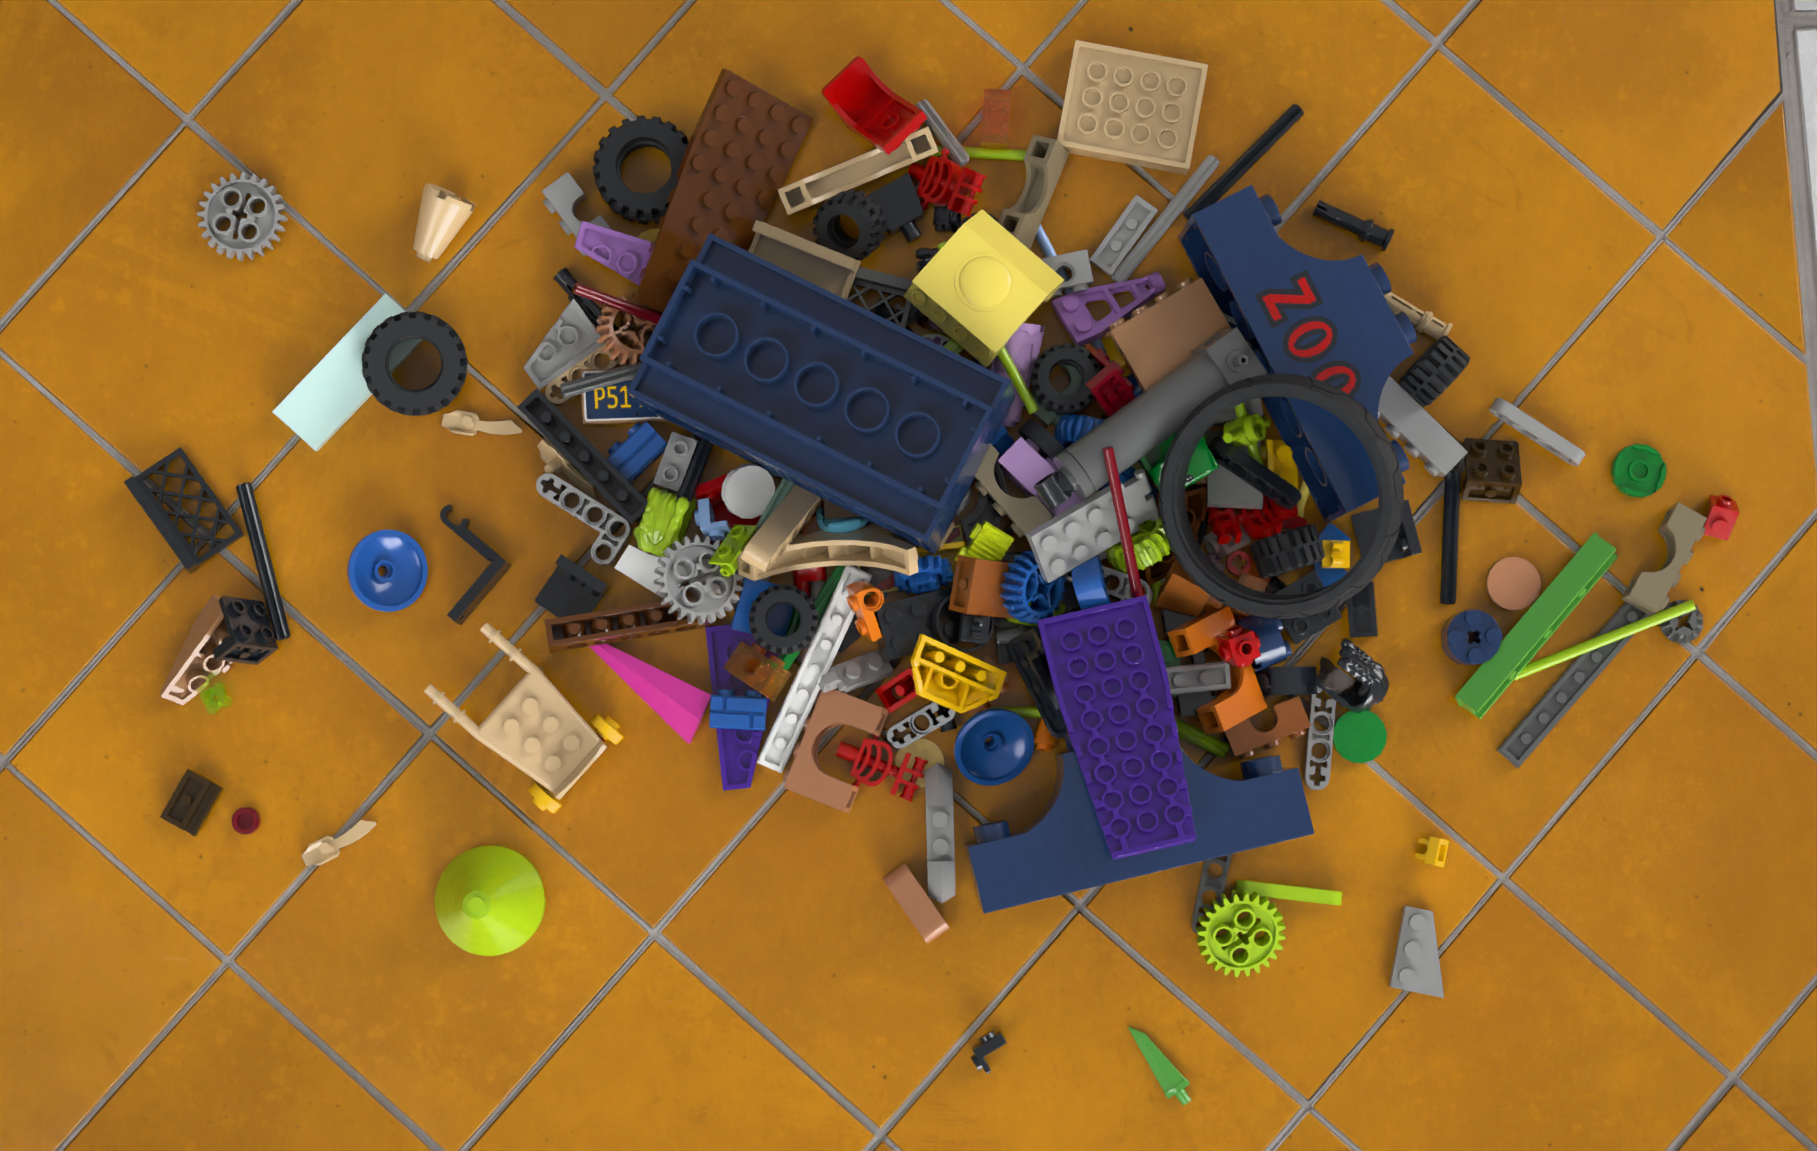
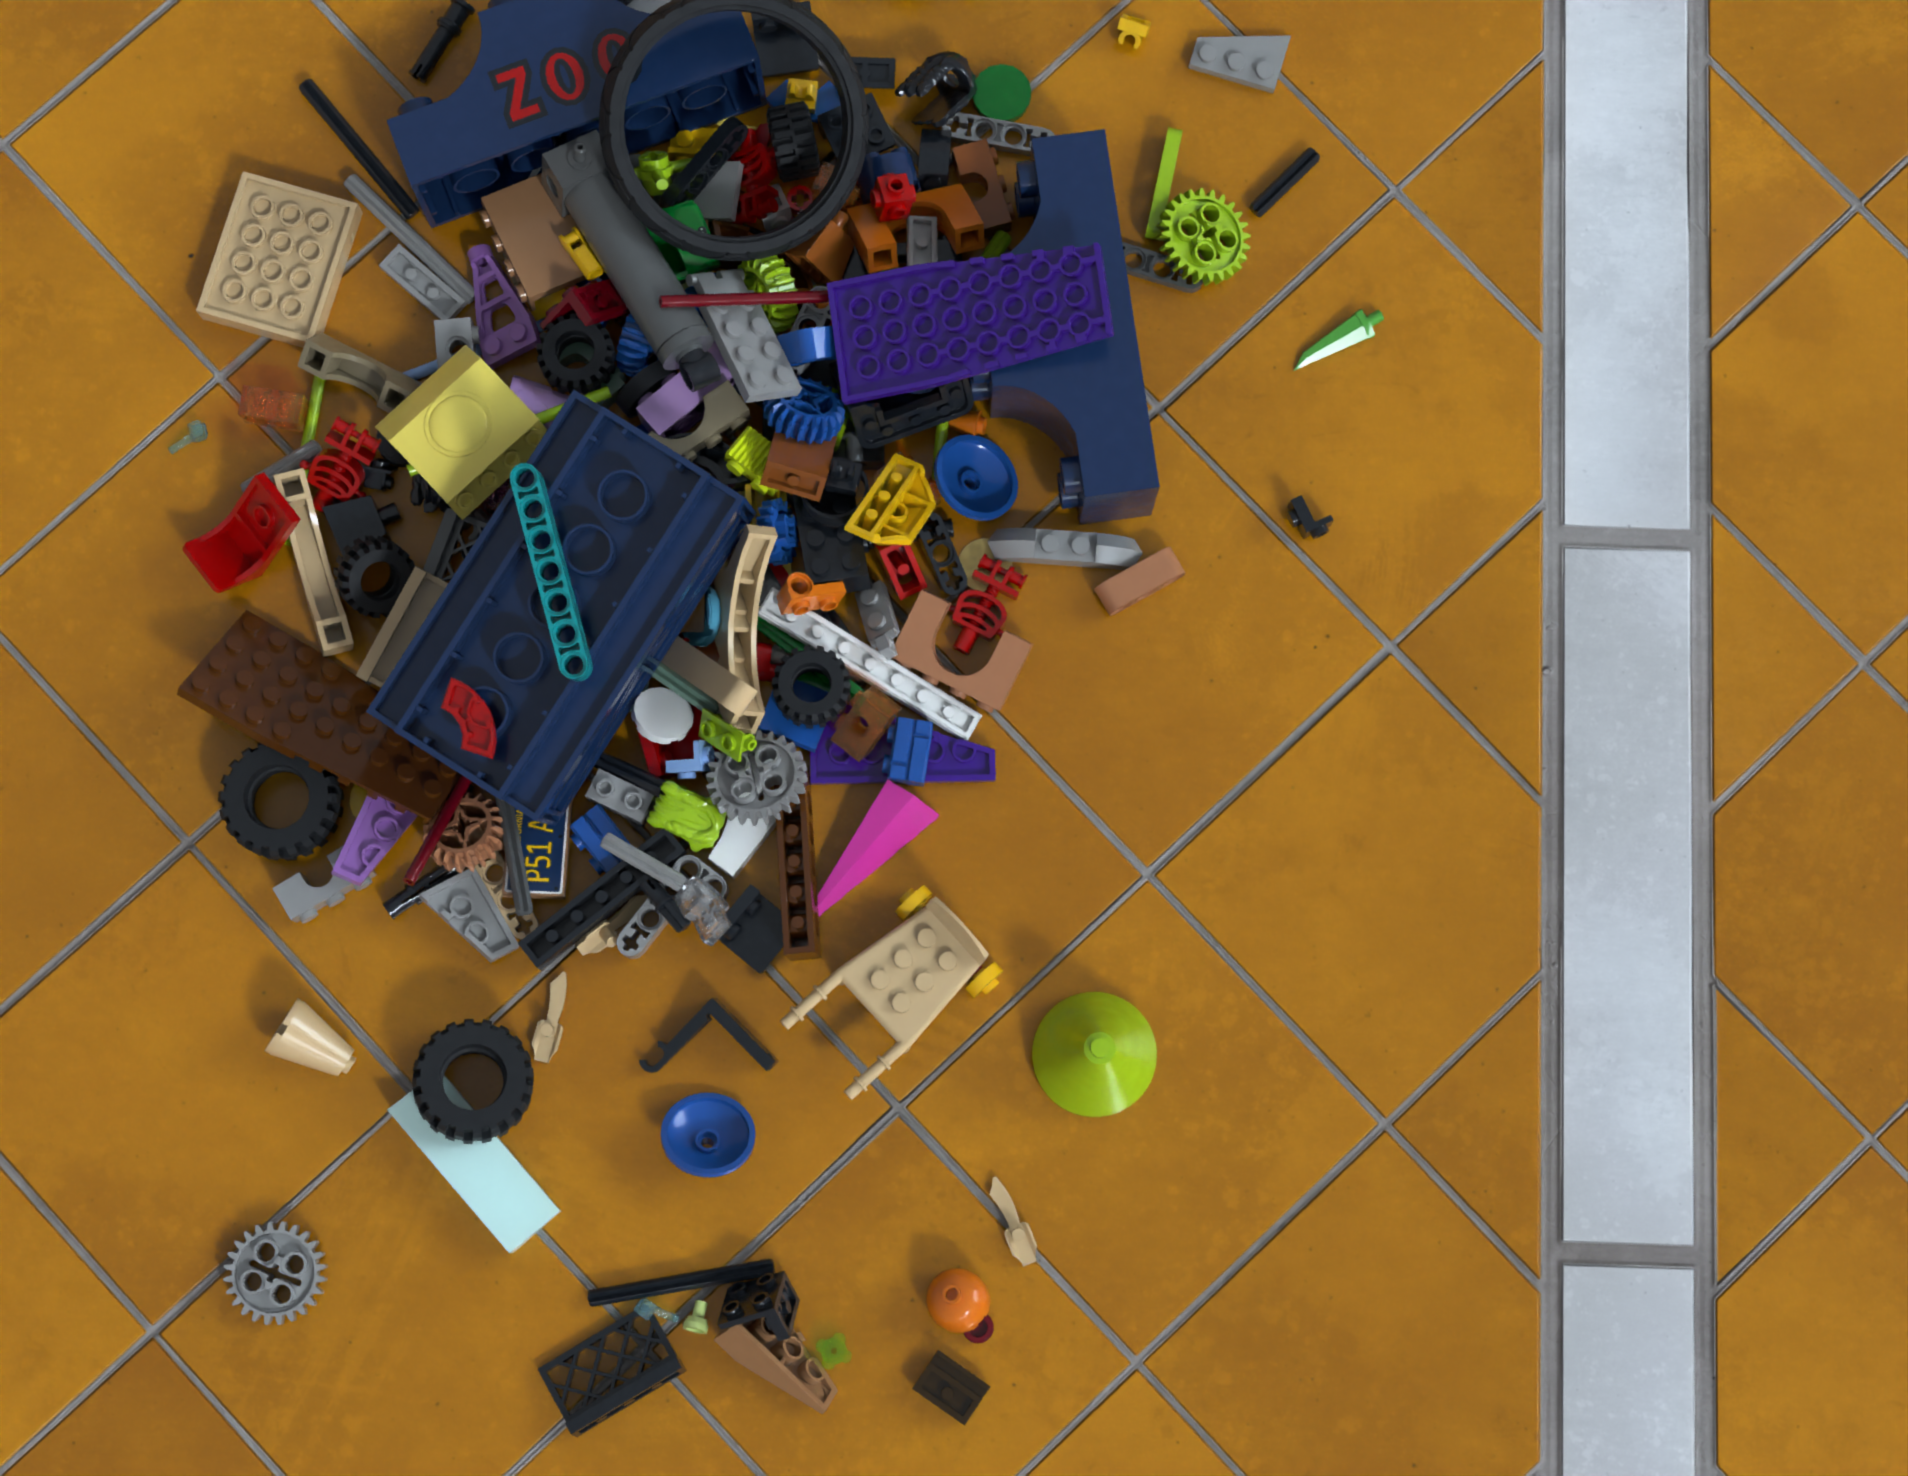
camera: 80 degrees left, 5 degrees down
(231, 578) = (696, 1322): none -> yellowish green piece
(237, 534) = (646, 1308): none -> clear light blue hand
(265, 801) = (958, 1300): none -> orange cylinder
(581, 512) = (665, 904): none -> black axle
(581, 547) = (704, 907): none -> clear brick
(616, 488) = (643, 861): none -> light grey axle
(707, 326) = (473, 717): none -> red tile
(823, 379) = (540, 561): none -> teal beam
(968, 55) = (197, 433): none -> clear light blue hand
(1154, 373) = (581, 255): none -> yellow bar
(1303, 1003) = (1284, 182): none -> black axle

